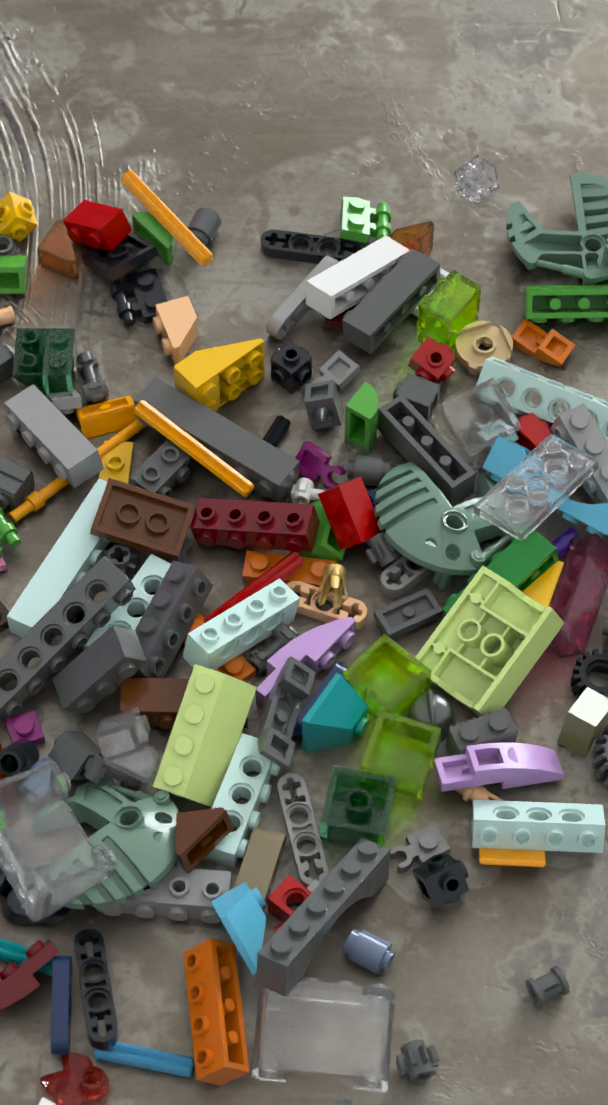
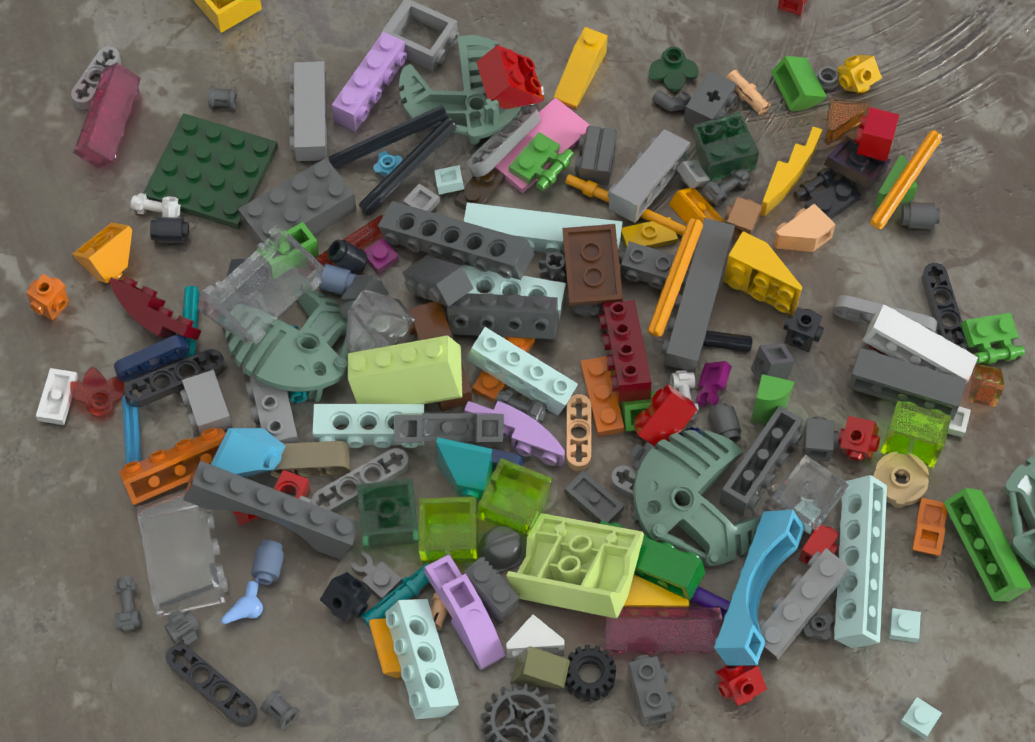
camera: 70 degrees right, 5 degrees up
(103, 318) = (788, 174): none -> yellow slope
(137, 372) = (743, 215): none -> medium nougat brick
(147, 960) = (206, 402): none -> light grey brick
(199, 834) = (310, 397): reddish brown slope -> none
(281, 570) = (583, 380): red axle -> none
(335, 577) = (600, 425): pearl gold piece -> none
(340, 369) = (816, 368): light grey plate -> none
(411, 989) = (246, 606): none -> light blue animal
(448, 819) = (405, 591): none -> teal pin
(489, 1047) = (213, 682): none -> black beam
(536, 487) = (743, 553): clear plate -> none
(546, 714) = (537, 635): none -> white slope

